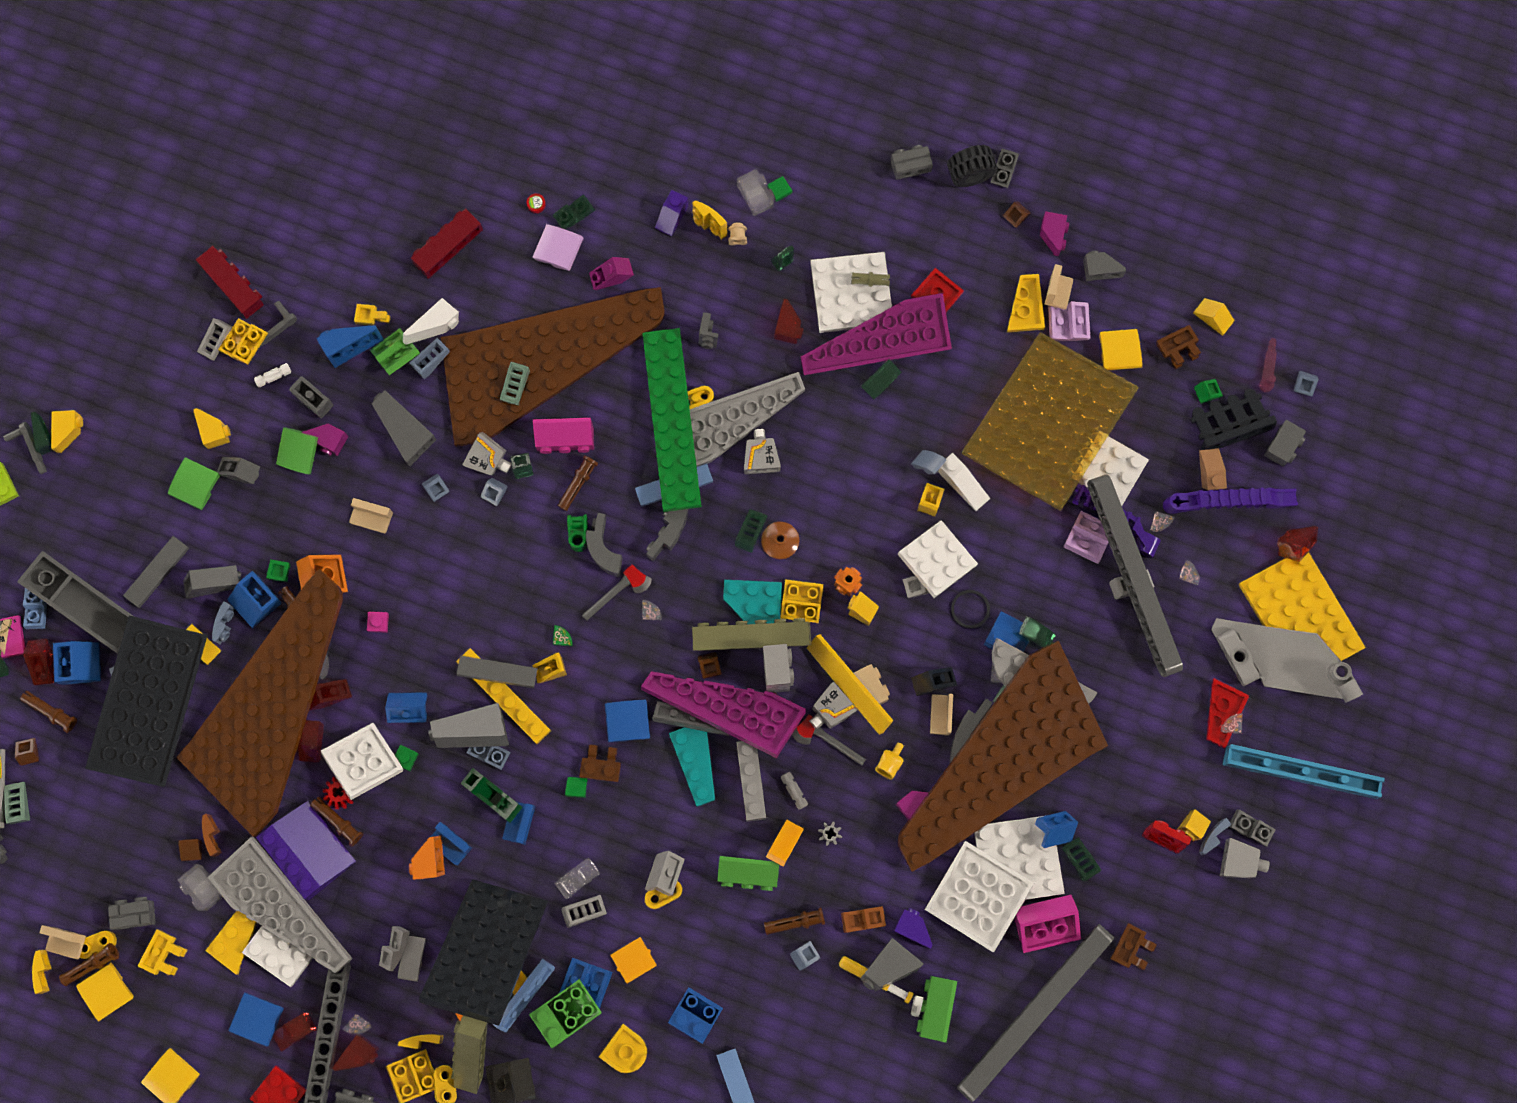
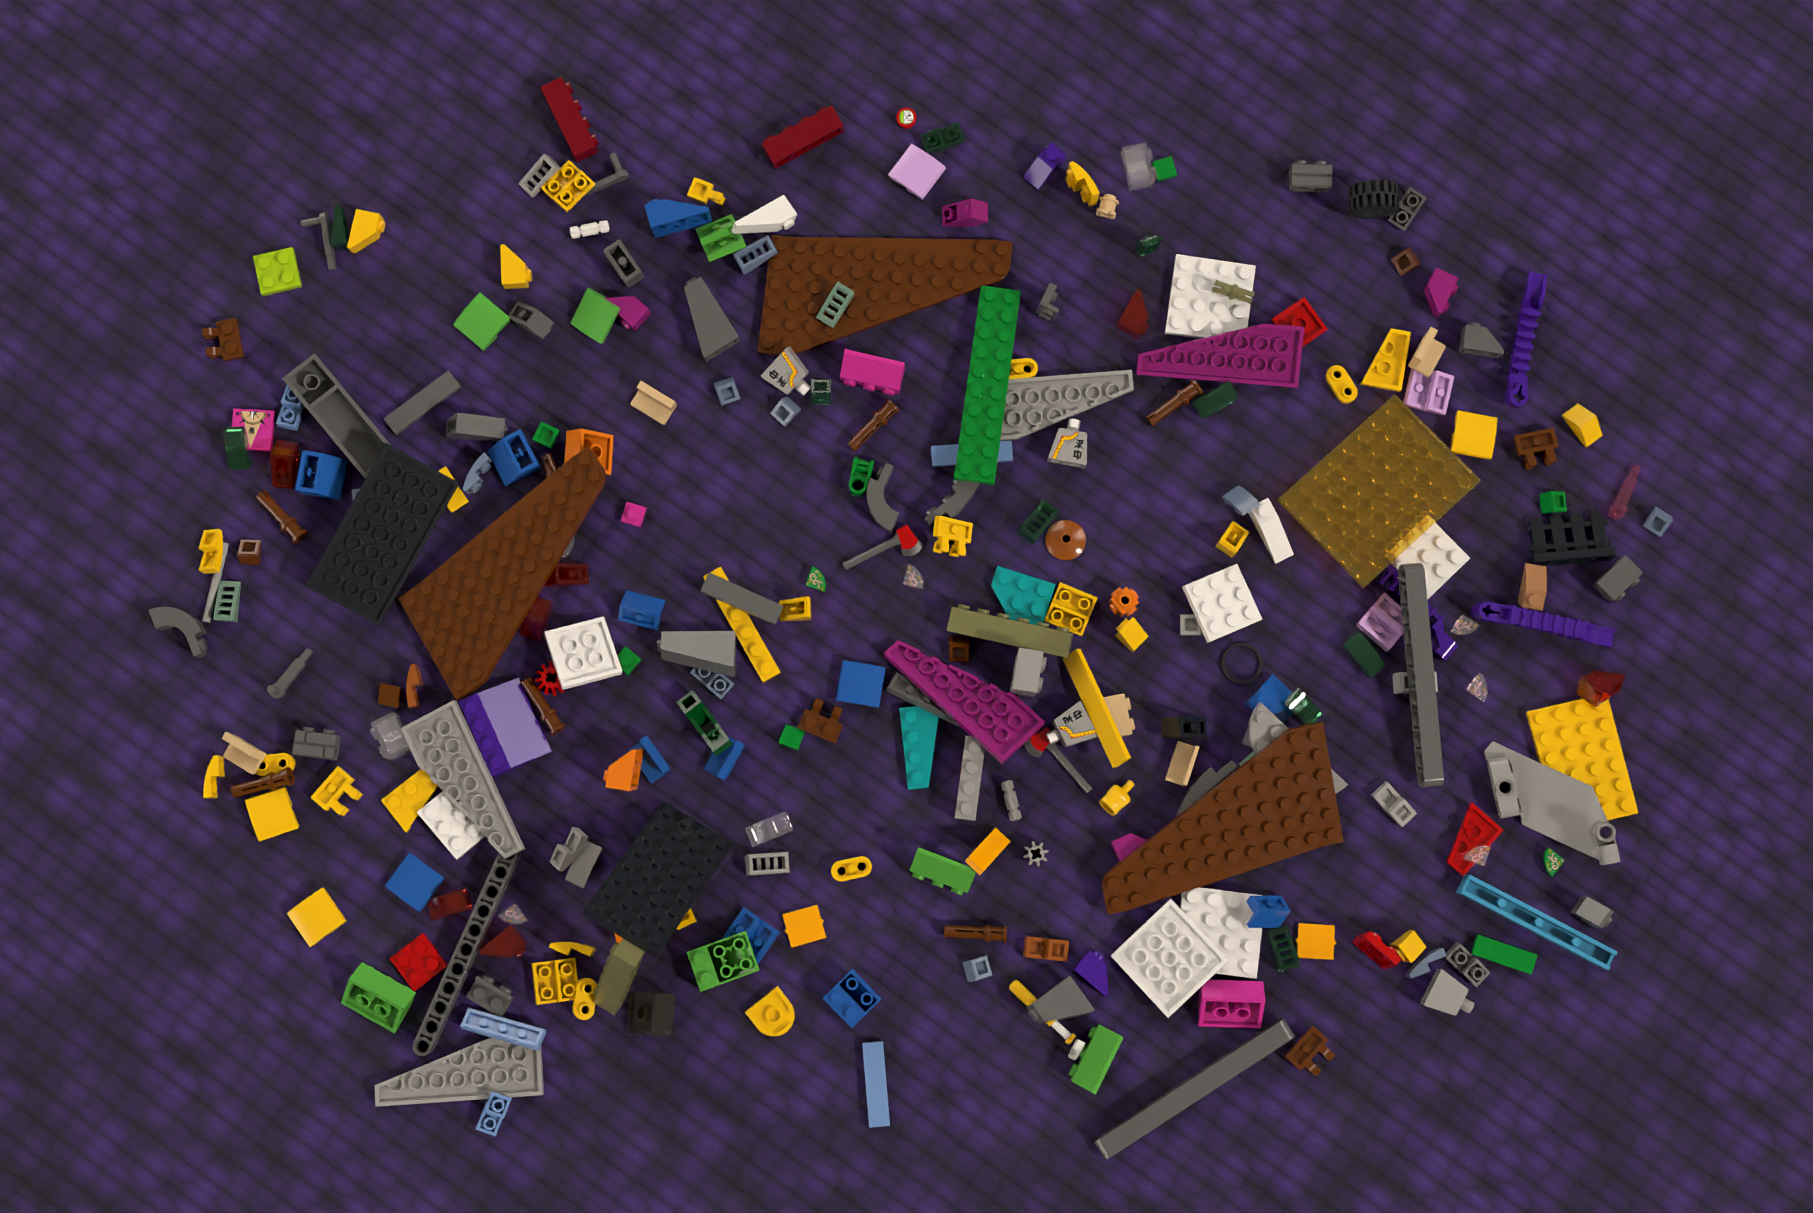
camera: 15 degrees right, 5 degrees up
(84, 872) = (279, 688): none -> dark grey piece
(525, 994) = (690, 929): medium blue tile -> none
(665, 873) = (858, 848): light grey panel -> none
(675, 557) = (953, 530): none -> yellow plate
(850, 385) = (1181, 398): none -> reddish brown pin
(988, 337) = (1338, 385): none -> yellow plate
(1080, 571) = (1363, 652): none -> clear green slope
(1108, 844) = (1315, 941): none -> light orange piece
(1137, 222) = (1531, 302): none -> dark purple piece
(1143, 699) = (1393, 804): none -> light grey slope
(1282, 809) = (1504, 954): none -> green tile
(1301, 712) = (1552, 861): none -> green tile
(1351, 749) = (1592, 913): none -> slope

